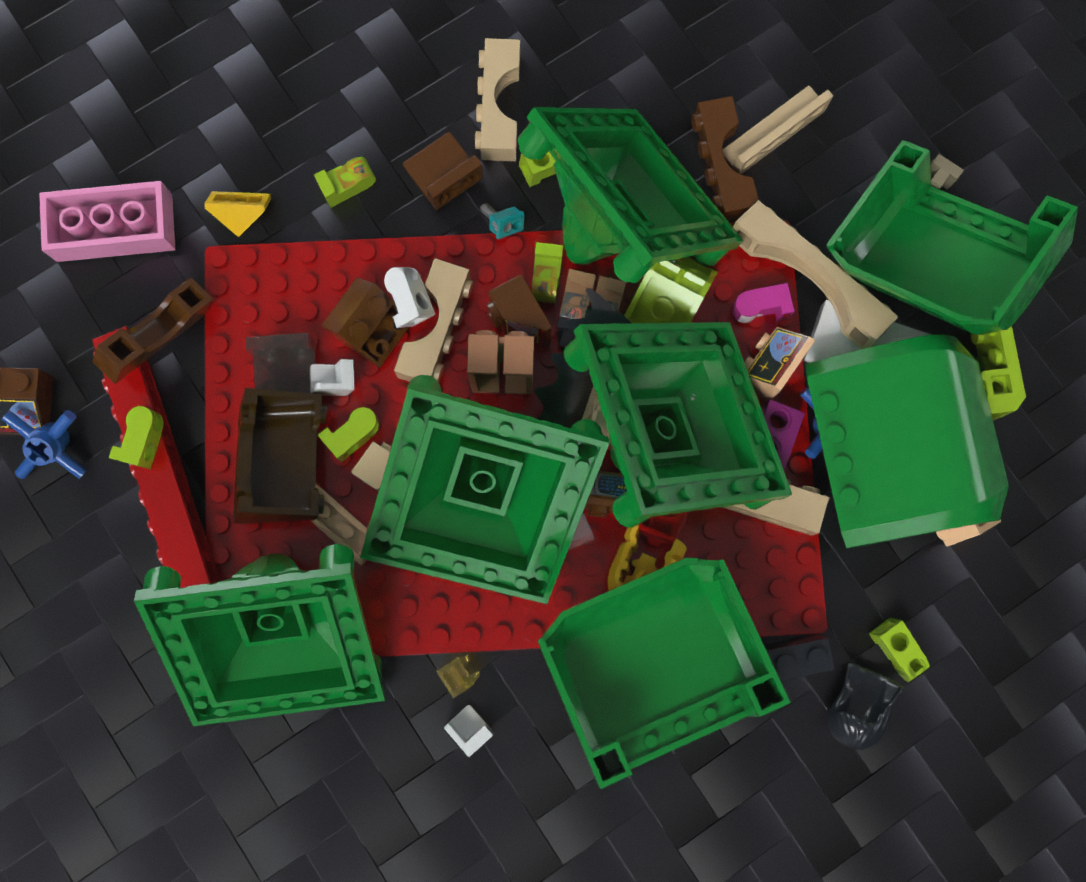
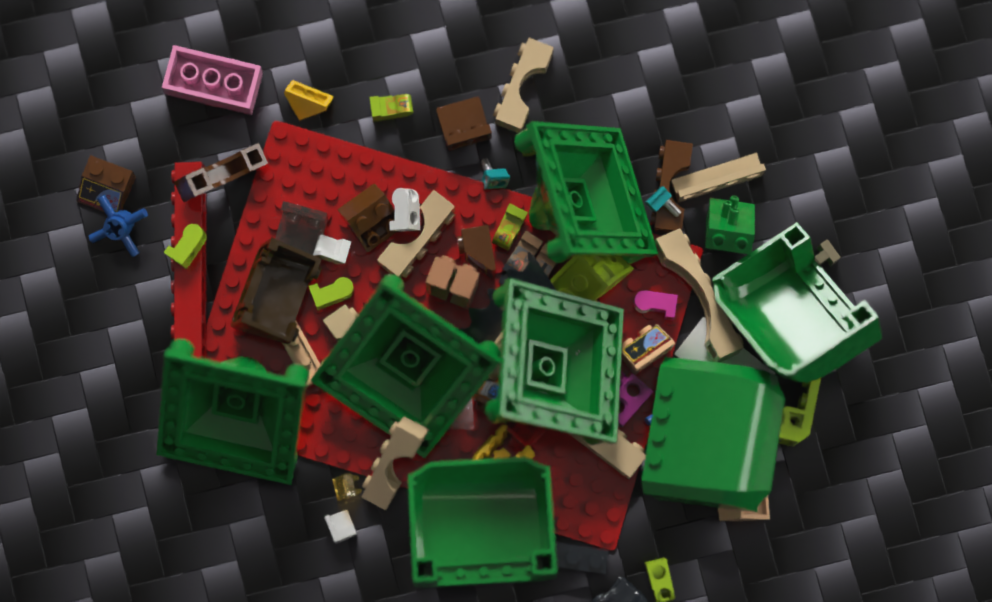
camera: 20 degrees right, 0 degrees up
(514, 595) = (384, 484): none -> tan arch
(722, 171) = (660, 198): none -> teal piece
(819, 175) = (730, 225): none -> green piece

